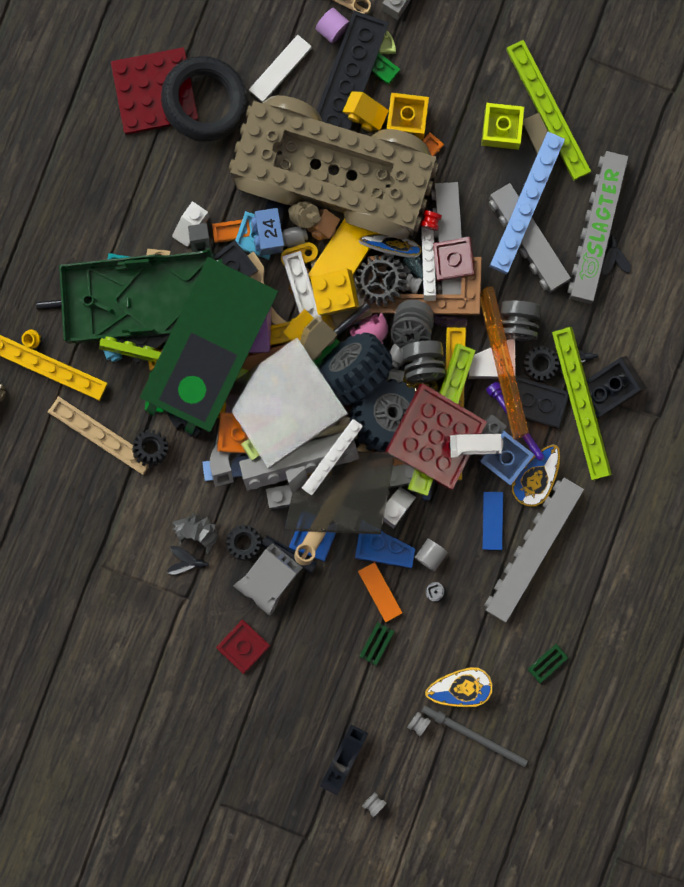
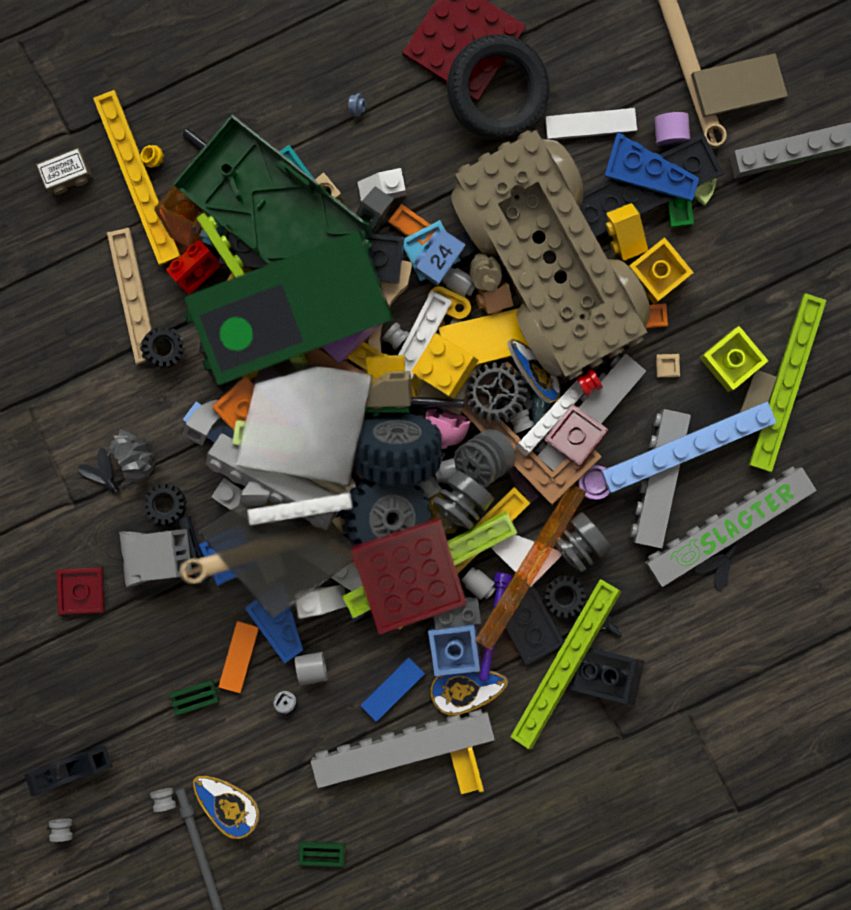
camera: 45 degrees right, 5 degrees up
(85, 358) = (179, 217): none -> clear orange slope
(122, 380) = (193, 267): none -> red brick
(127, 190) = (357, 104): none -> sand blue plate
(286, 306) = (395, 336): none -> light grey wheel
(336, 65) = (648, 170): none -> blue wing
(467, 168) = (667, 365): none -> tan tile
(475, 444) = (435, 616): white window -> none
(482, 405) = (478, 583): none -> light grey brick
(492, 277) = (593, 483): none -> lavender piece
(585, 525) = (467, 770): none -> yellow panel

